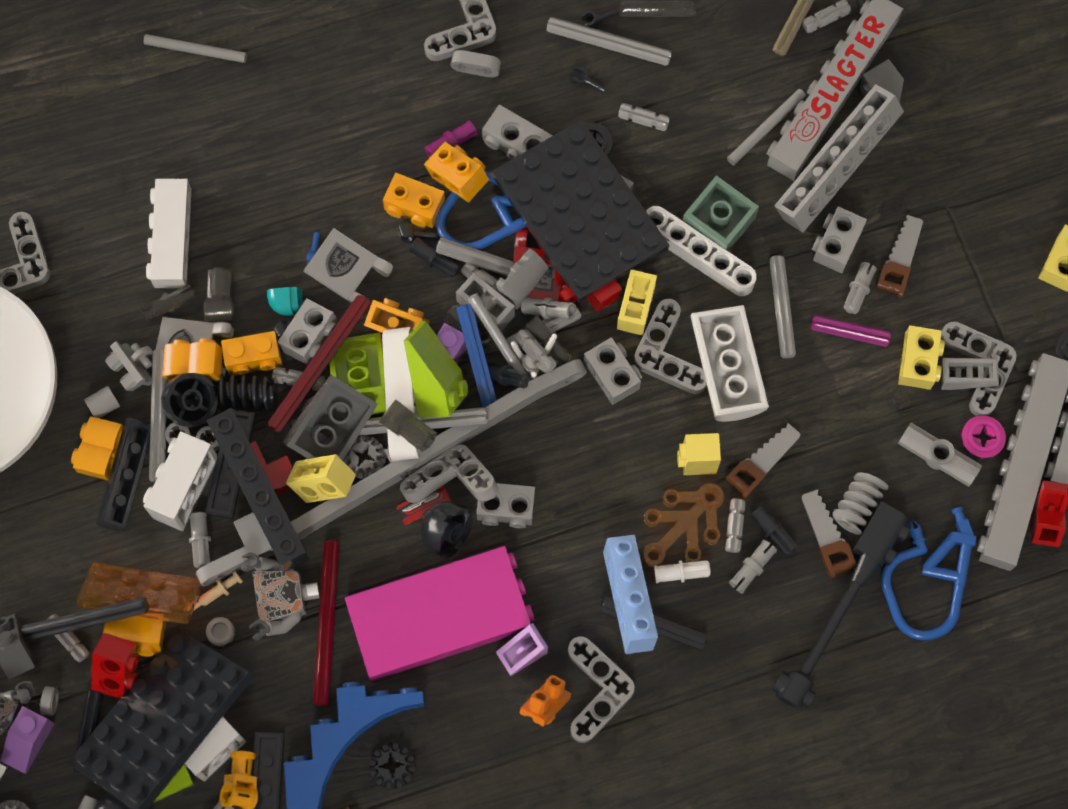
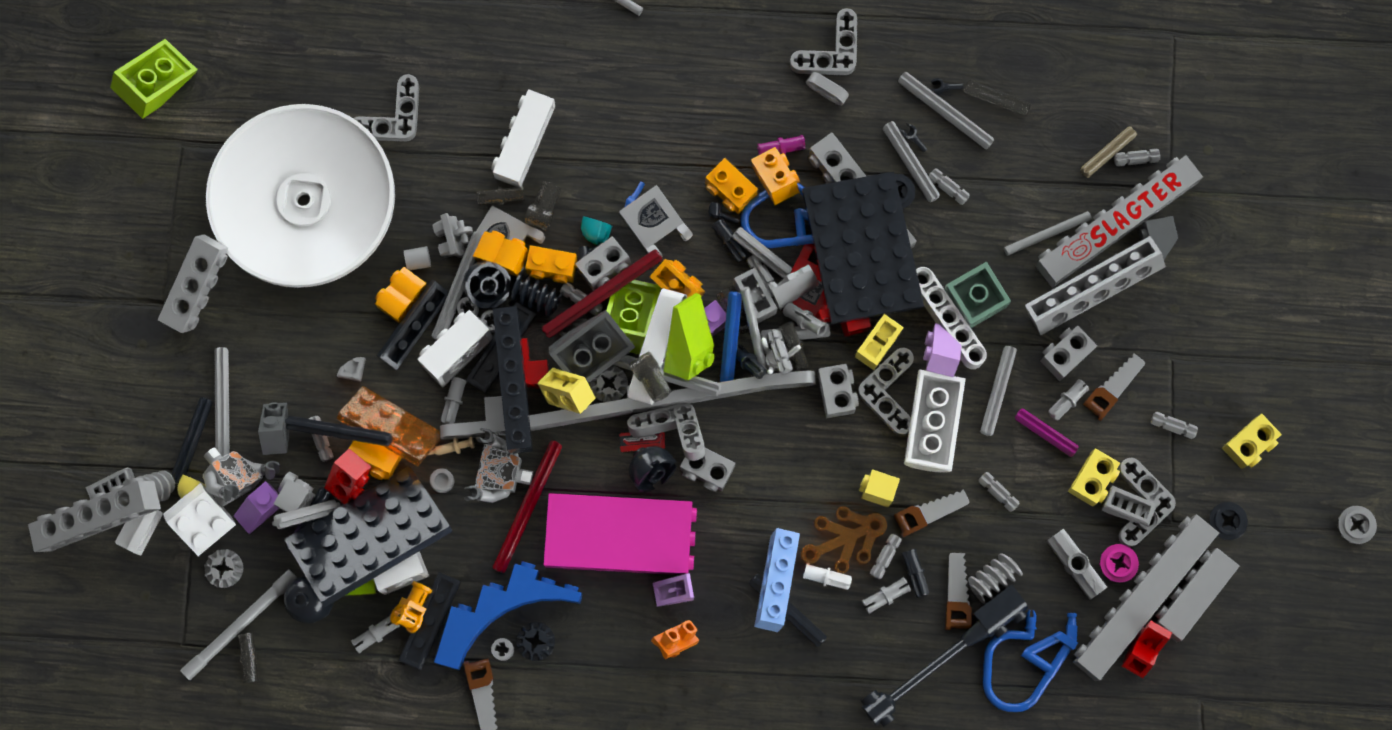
camera: 20 degrees right, 5 degrees up
(63, 712) = (294, 495): none -> light grey brick
(75, 549) = (352, 369): none -> light grey tile
(80, 724) = (304, 514): none -> light grey axle
(364, 782) = (508, 644): none -> light grey bush
(594, 106) = (911, 161): none -> light grey axle
(608, 693) = (727, 652): light grey beam -> none
(707, 286) = (941, 352): none -> lavender slope
(826, 411) = (998, 491): none -> light grey axle
(979, 272) = (1174, 425): none -> light grey axle

